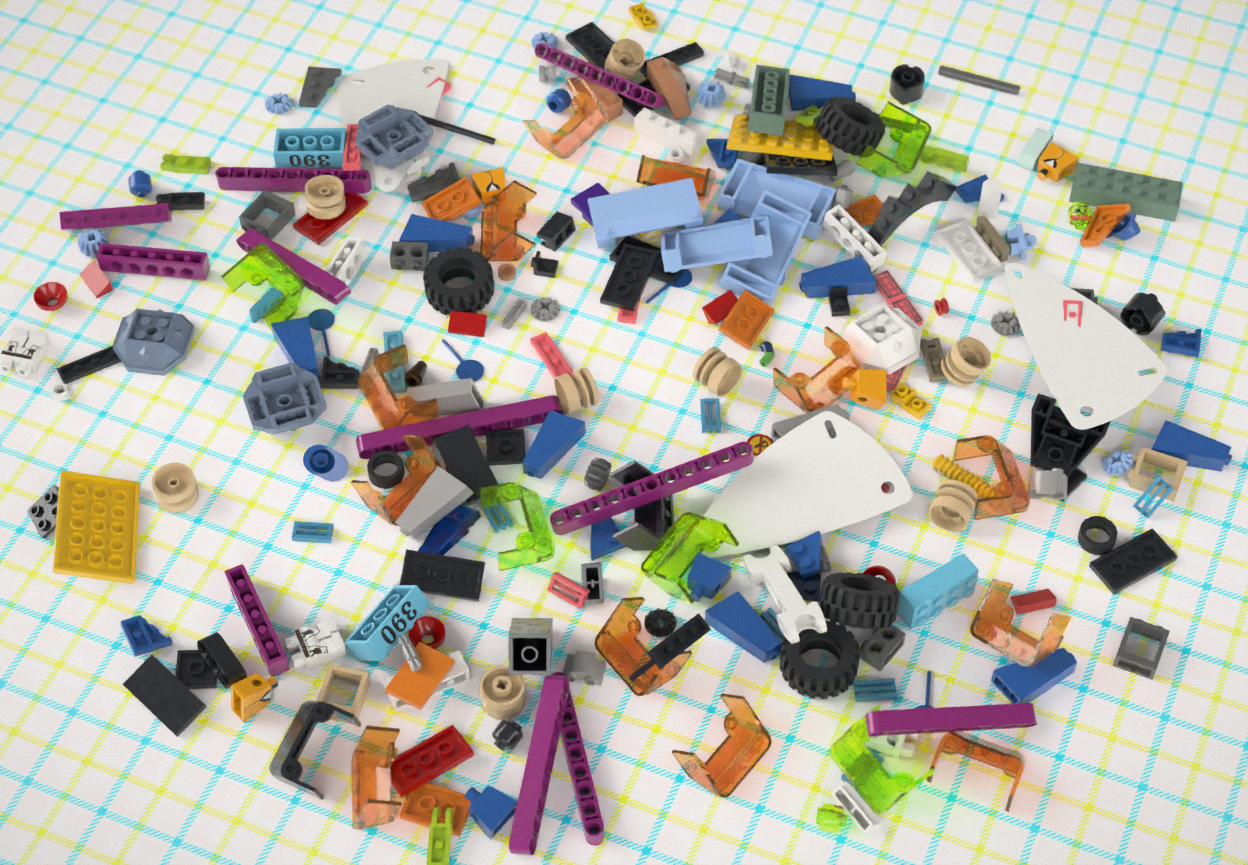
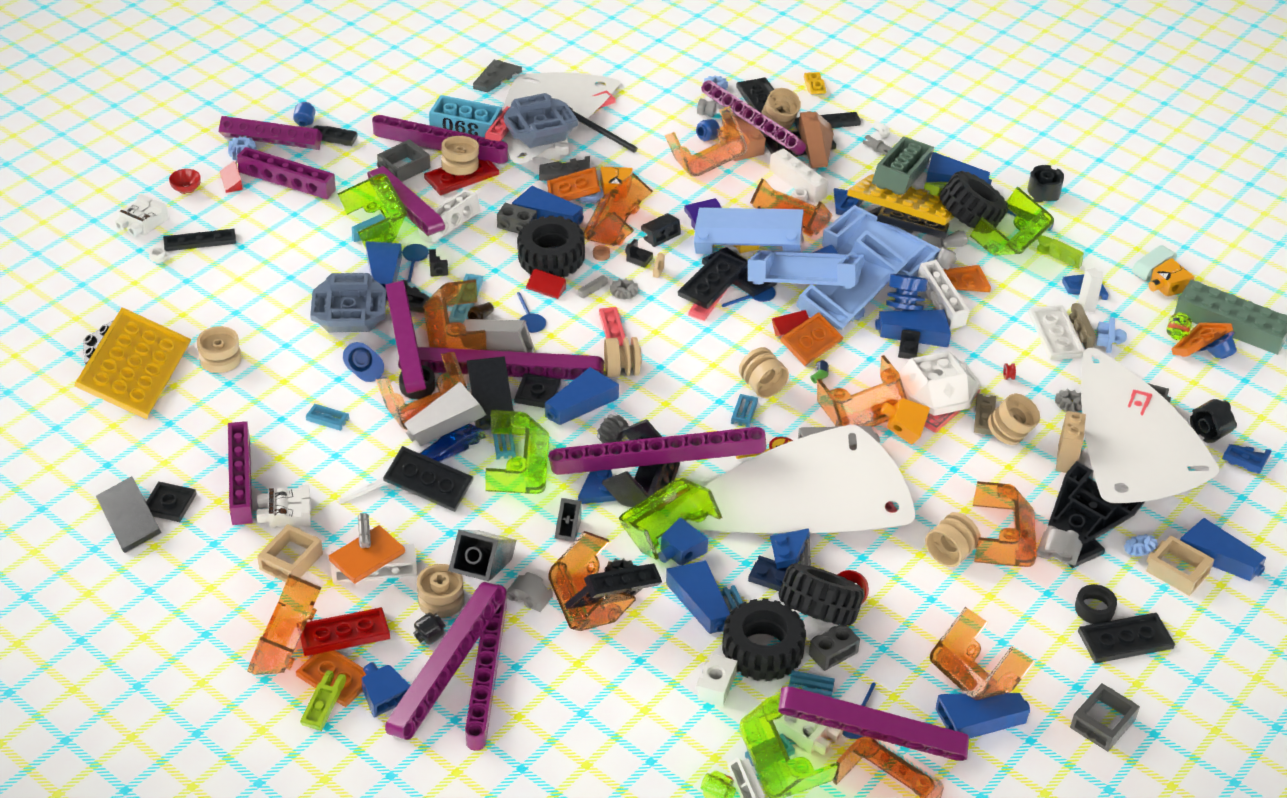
camera: 15 degrees right, 10 degrees down
(143, 636) = (134, 462): blue wing -> none
(153, 341) = (257, 233): sand blue piece -> none
(186, 164) = (352, 109): lime hinge -> none
(221, 659) = (192, 497): black beam -> none
(251, 695) = (205, 532): light orange torso -> none
(278, 108) = (455, 81): light blue gear -> none
(285, 762) = (230, 579): black windscreen -> none
(350, 332) = (437, 266): none -> black bracket
(358, 425) = (405, 337): none -> magenta beam
(387, 622) = (365, 498): medium azure brick -> none
(427, 626) = (393, 518): red piece -> none
(569, 274) = (659, 265): none -> tan tile
(582, 597) = (553, 529): coral tile -> none
(711, 94) = (853, 154): light blue gear -> none
(735, 756) = (645, 708): clear orange windscreen -> none
(790, 722) = (717, 680): none -> white brick
(795, 613) = (752, 588): white piece -> none
(821, 248) = (906, 292): none -> blue wheel
(895, 296) = (966, 351): coral tile -> none
(908, 401) = (945, 442): yellow slope -> none
(913, 197) = (991, 279): black arch -> none
(937, 591) = (907, 610): medium azure brick -> none
(958, 473) = (959, 504): yellow piece -> none
(979, 80) = (1120, 197): dark grey axle -> none
(1026, 372) = (1070, 441): none -> tan window
(1033, 601) = (999, 646): red slope -> none
(1163, 484) = (1161, 576): dark azure tile -> none

